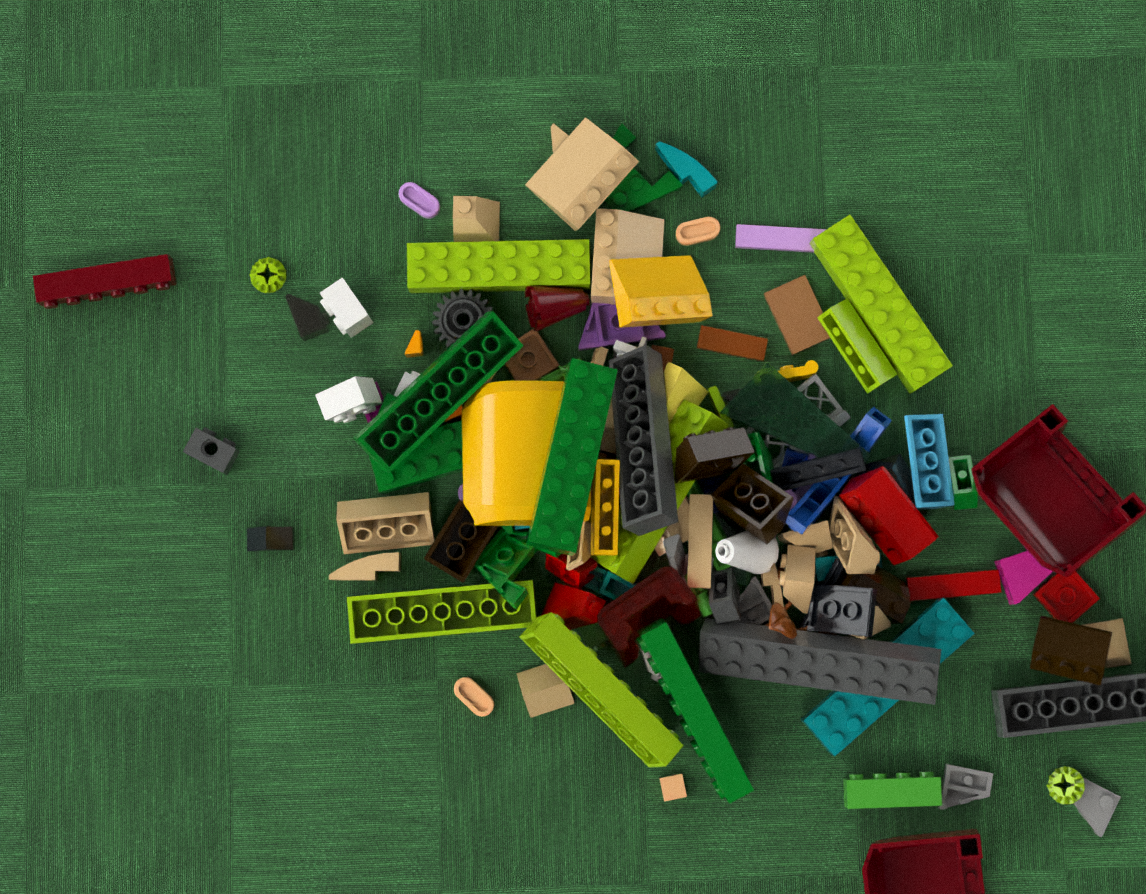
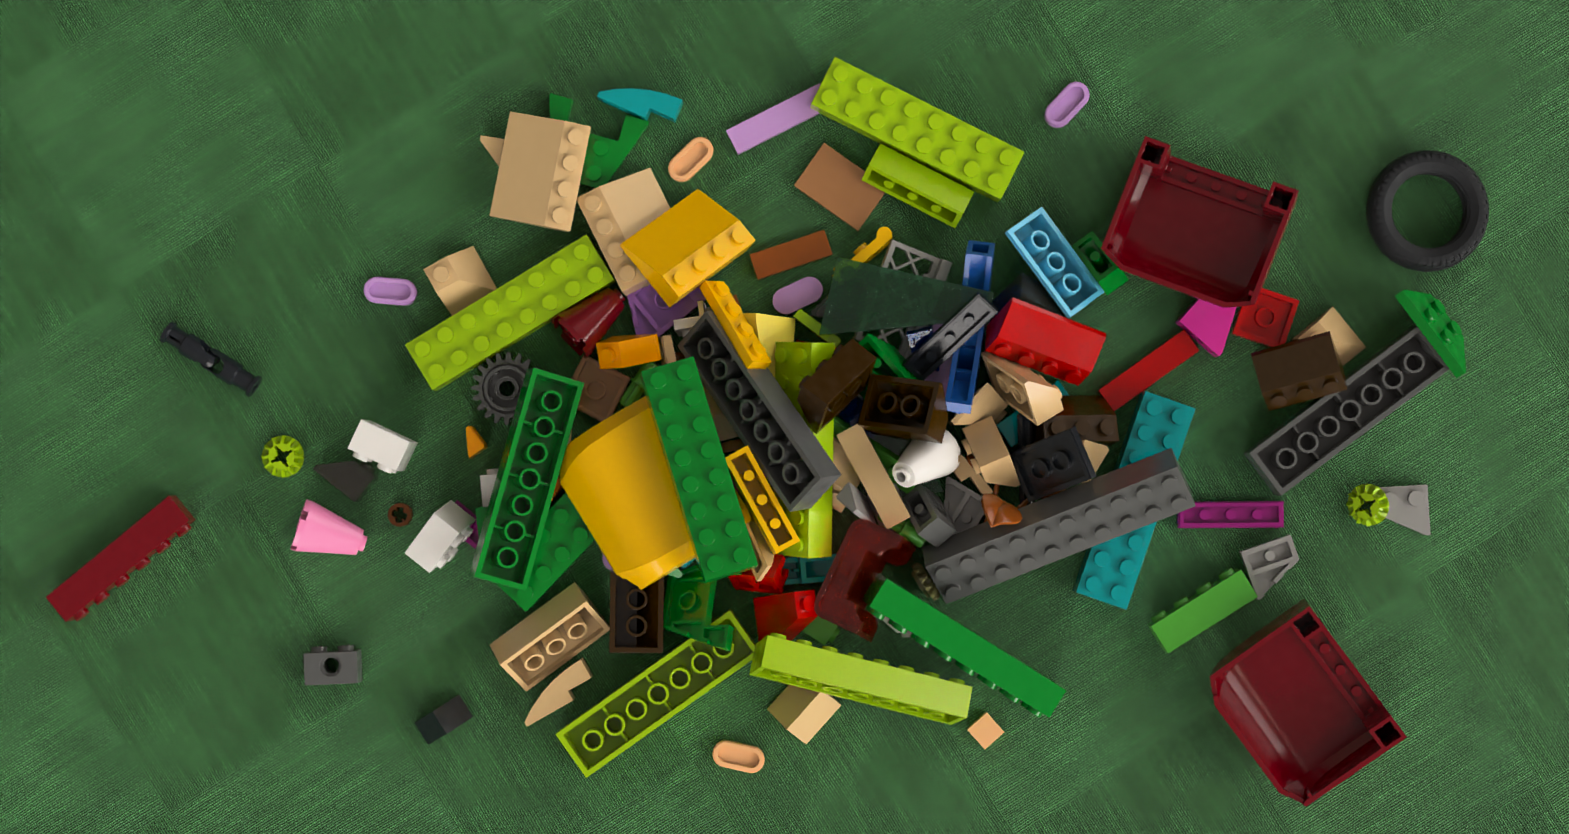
camera: 30 degrees left, 5 degrees up
(252, 161) = (199, 351): none -> black piece
(266, 348) = (326, 532): none -> bright pink cone
(321, 368) = (406, 509): none -> reddish brown bush
(569, 343) = (628, 350): none -> light orange slope
(661, 368) = (735, 324): none -> yellow plate
(692, 646) = (925, 582): none -> olive gear
(720, 375) = (797, 295): none -> lavender tile
(955, 732) = (1233, 515): none -> magenta tile
(1003, 351) = (1066, 104): none -> lavender tile

